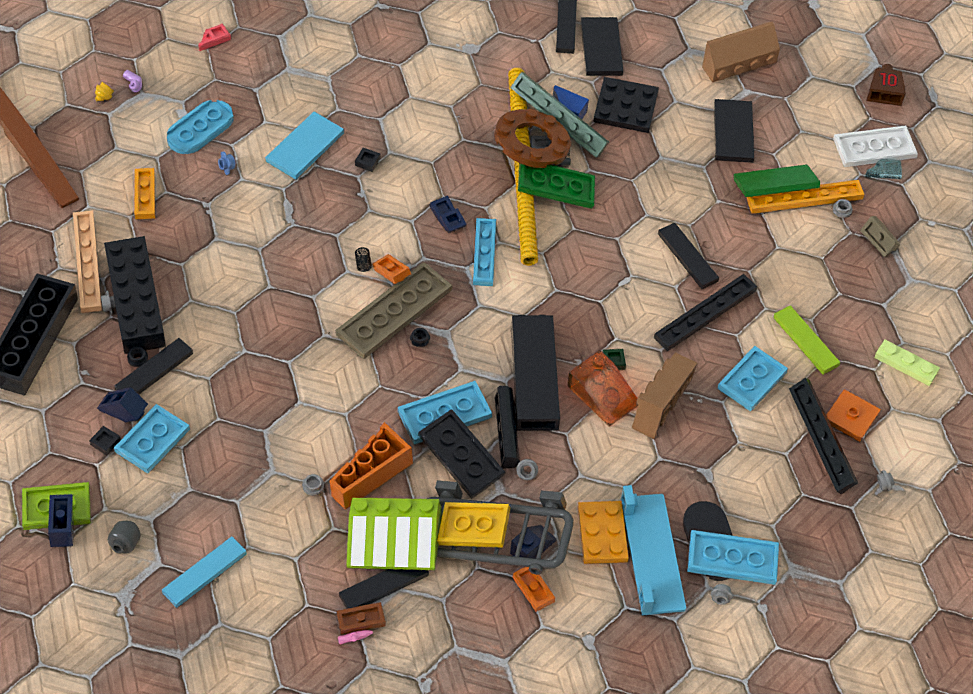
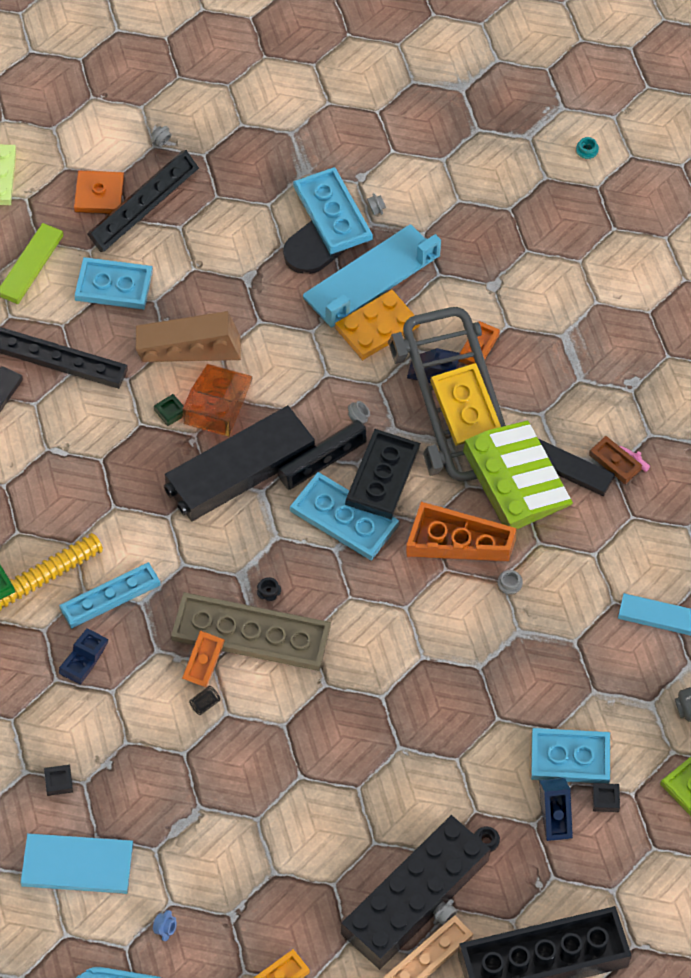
camera: 120 degrees left, 5 degrees up
(156, 367) = (488, 813): black tile -> none

